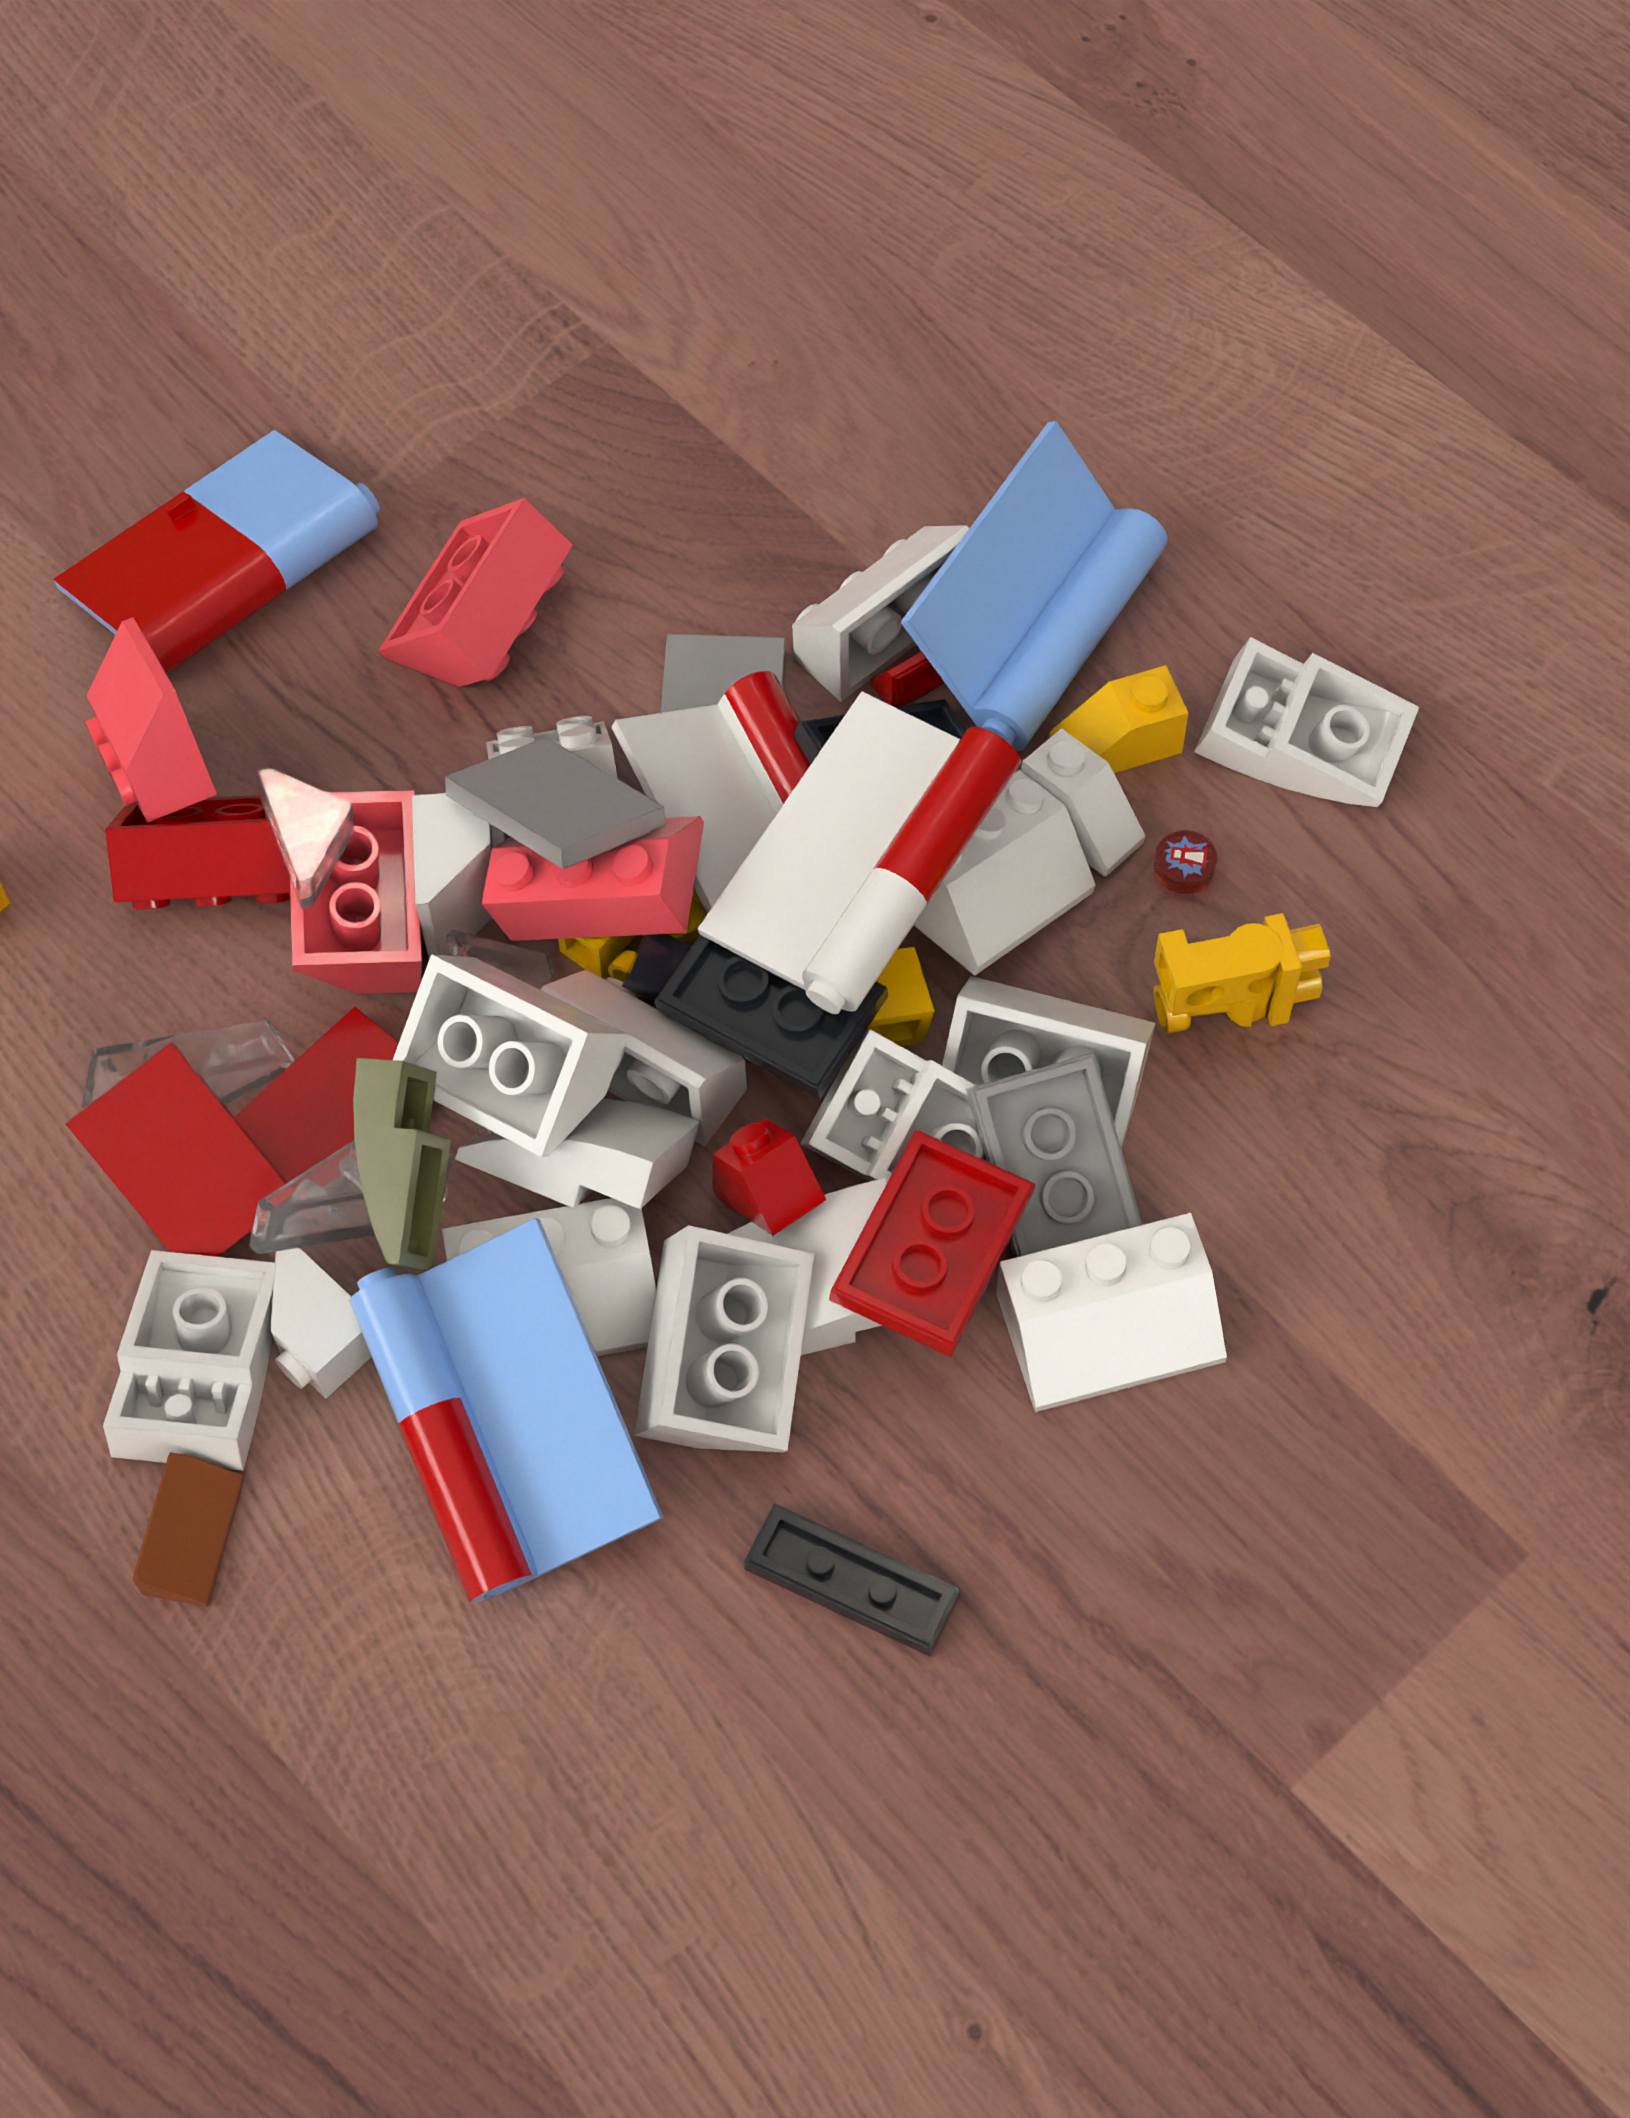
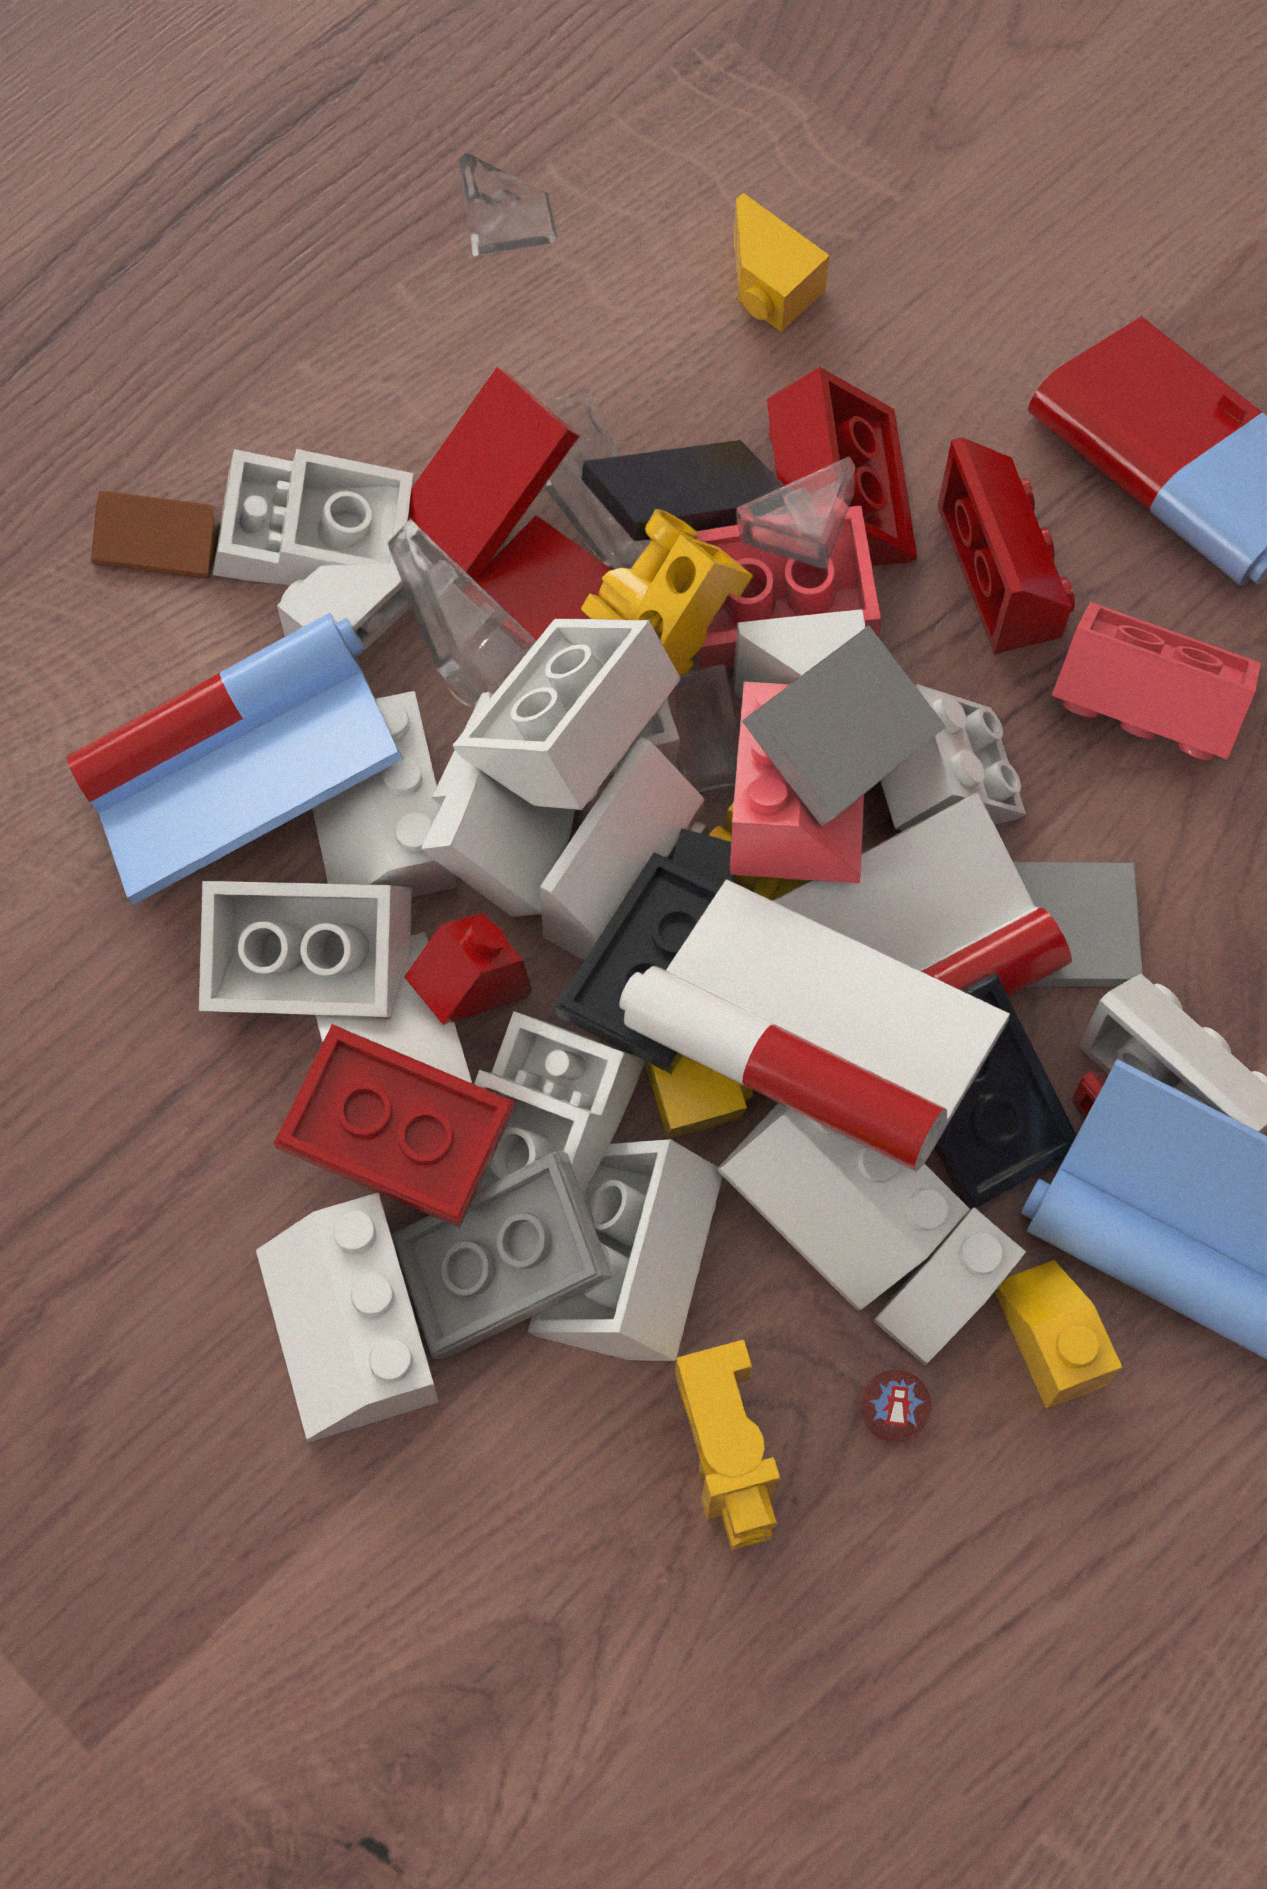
camera: 85 degrees right, 5 degrees up
(144, 730) = (939, 396): coral slope -> none
(226, 968) = (691, 483): none -> black tile
(323, 710) = (1002, 548): none -> red slope
(376, 1006) = (673, 585): none -> yellow hips
(399, 1159) = (456, 630): olive slope -> none
(852, 1579) = (86, 1085): black tile -> none
(1307, 726) = (1080, 1547): white slope -> none

